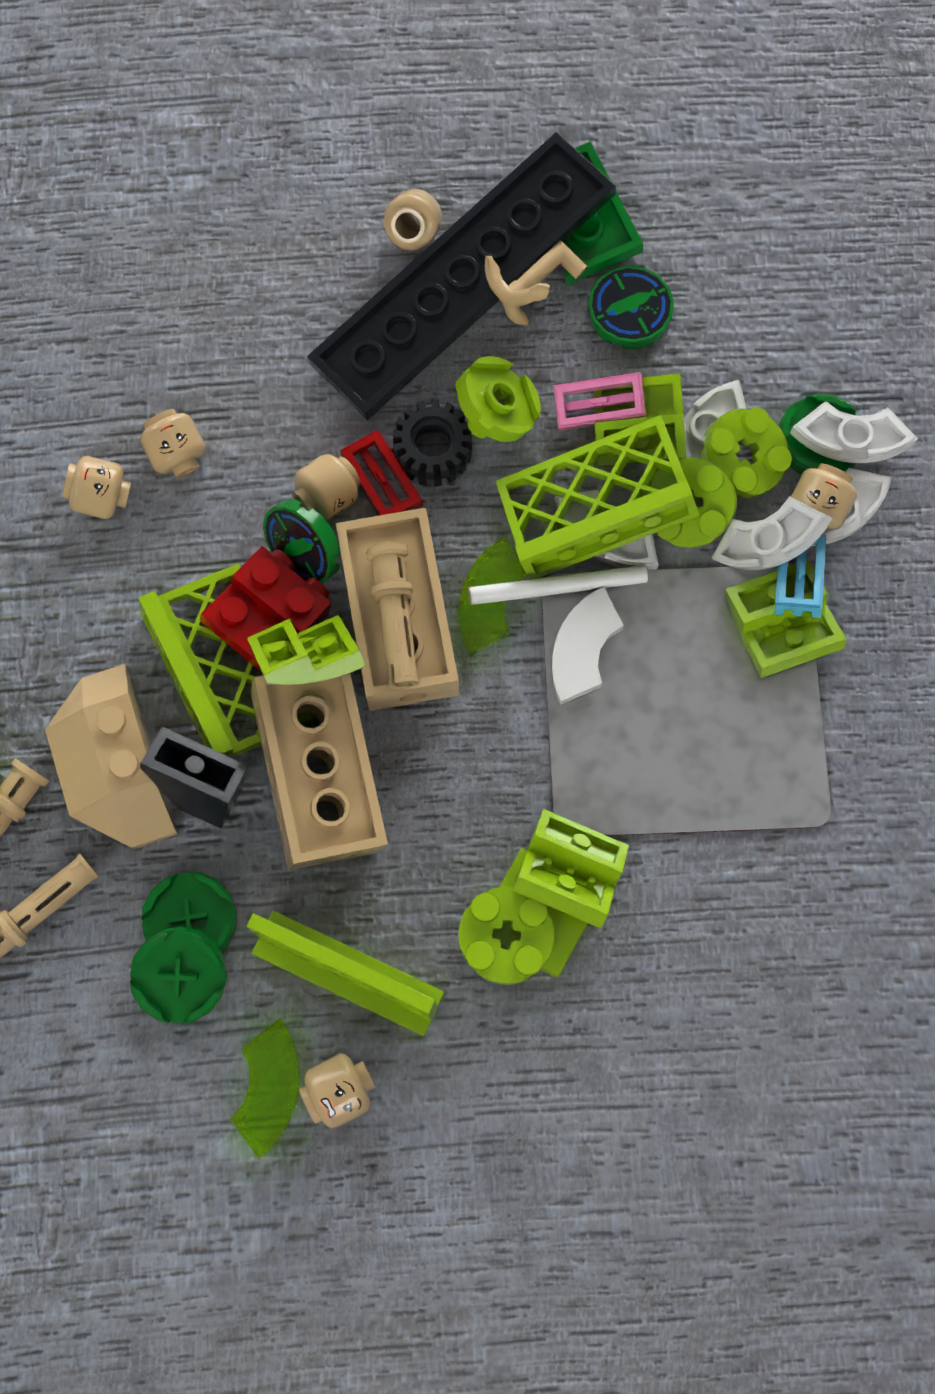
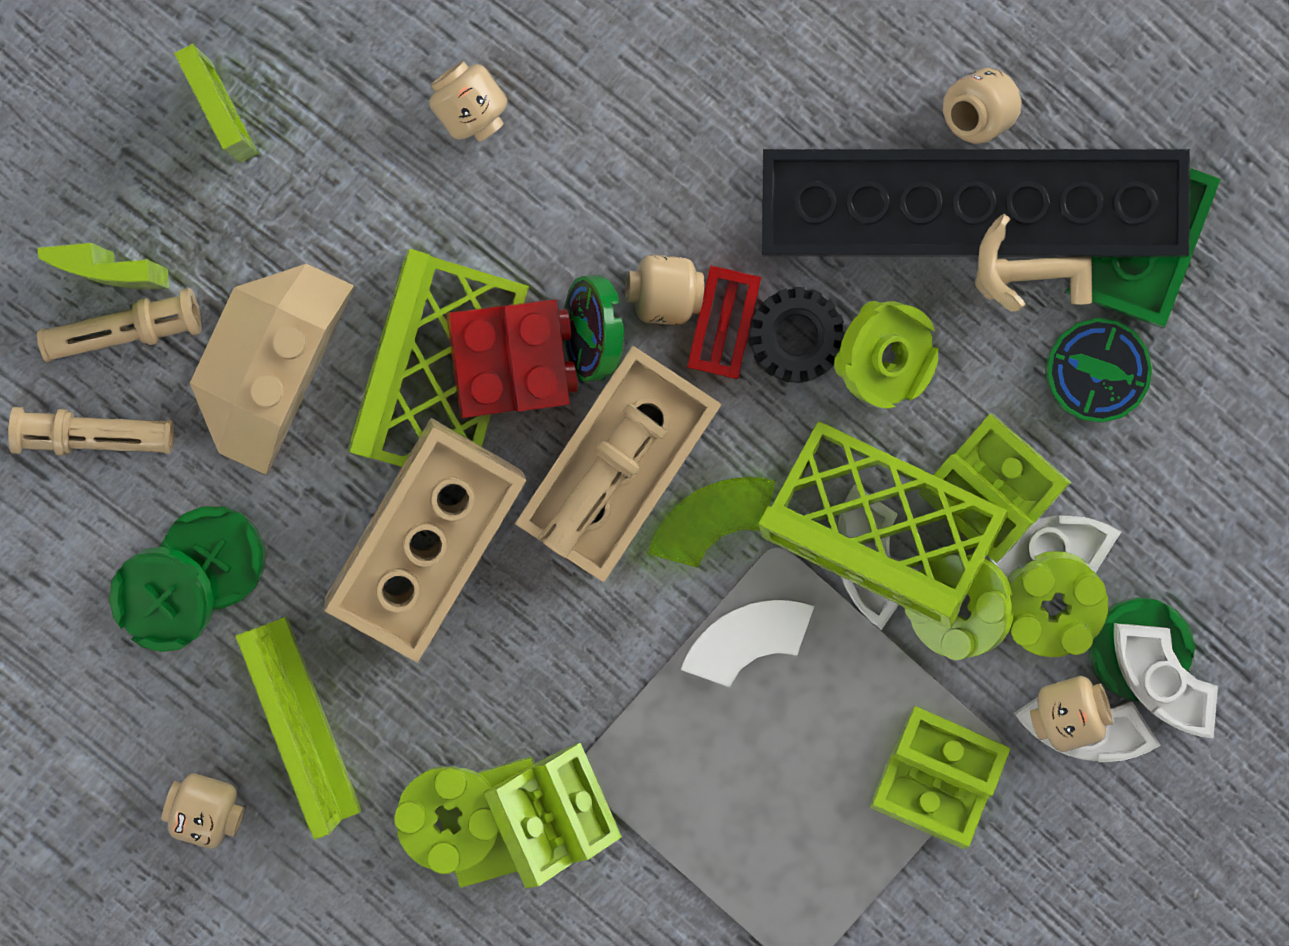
camera: 45 degrees right, 15 degrees up
(172, 443) = (571, 122): tan head -> none
(194, 776) = (317, 452): black slope -> none
(271, 1090) = (157, 756): clear neon green tile -> none
(306, 656) = (497, 443): lime slope -> none
(557, 585) = (777, 567): white bar -> none
(594, 385) = (1011, 466): bright pink tile -> none
(771, 540) = (989, 709): white tile -> none
(798, 603) = (953, 784): medium azure tile -> none

